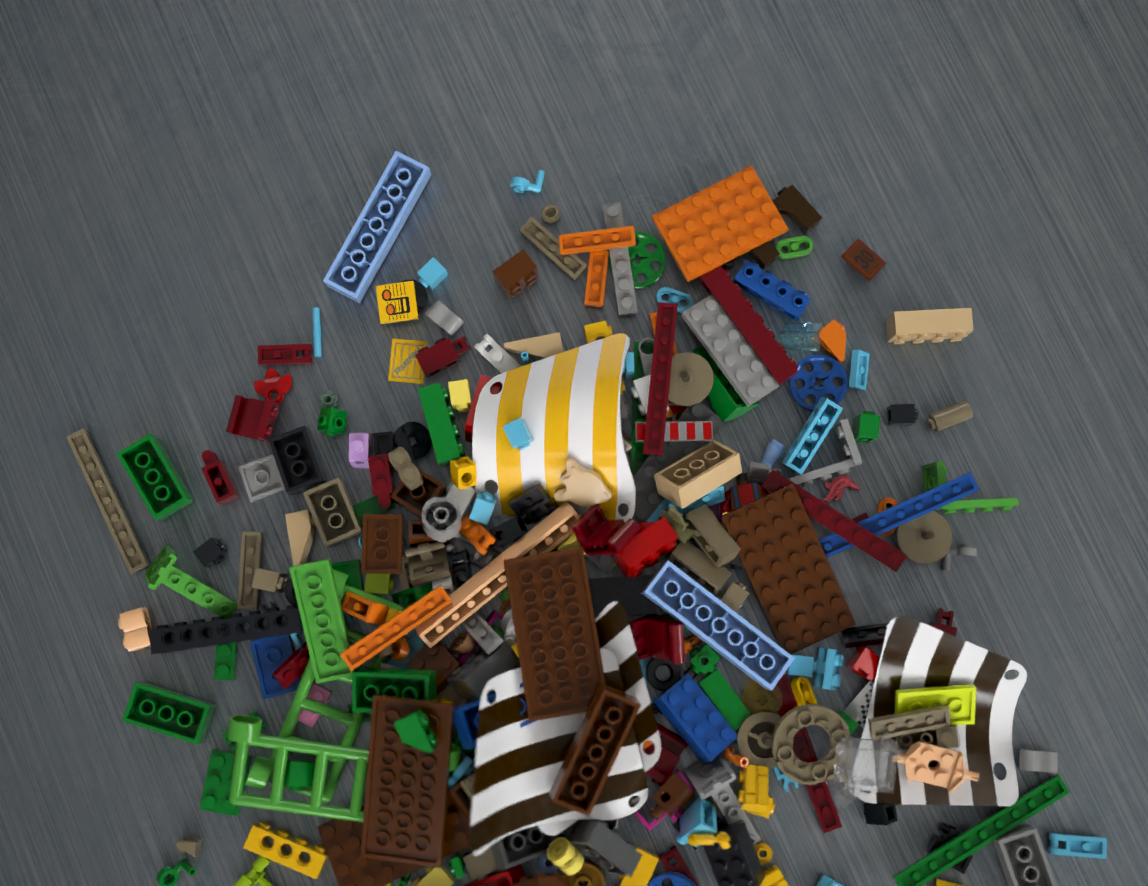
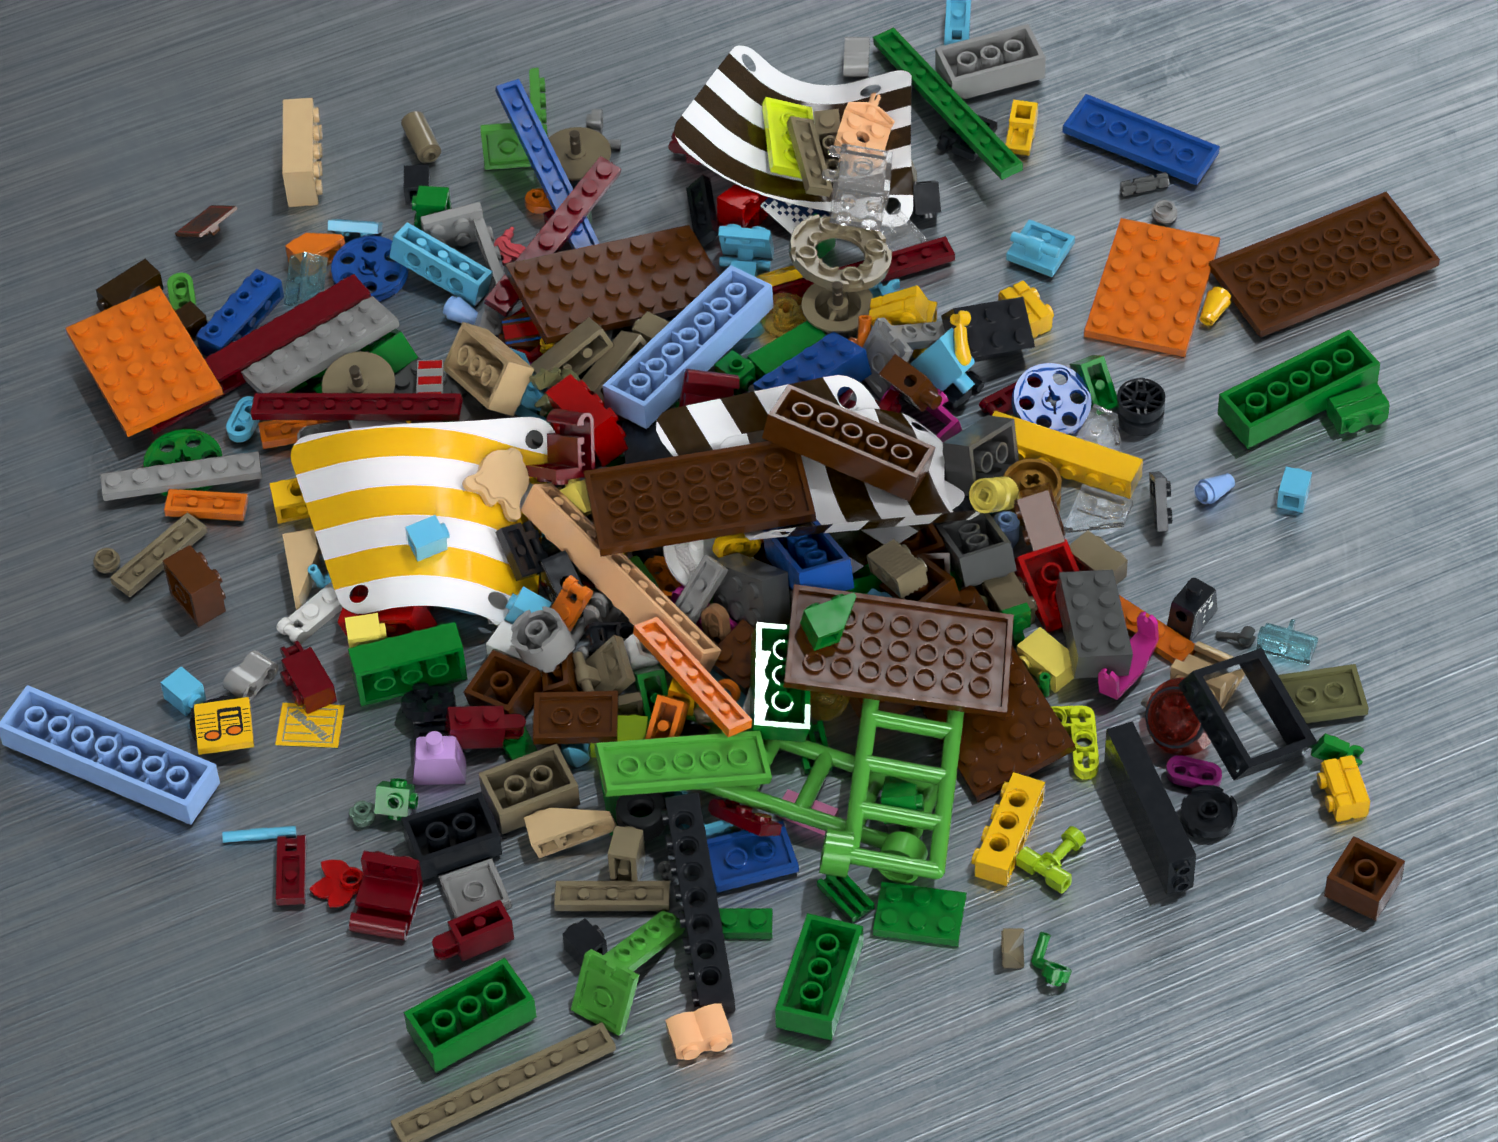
camera: 90 degrees left, 30 degrees down
(404, 466) = (470, 684): dark tan brick -> none
(463, 472) = (477, 622): yellow brick -> none
(521, 184) = (60, 591): medium azure plate -> none
(597, 240) = (155, 491): orange plate -> none

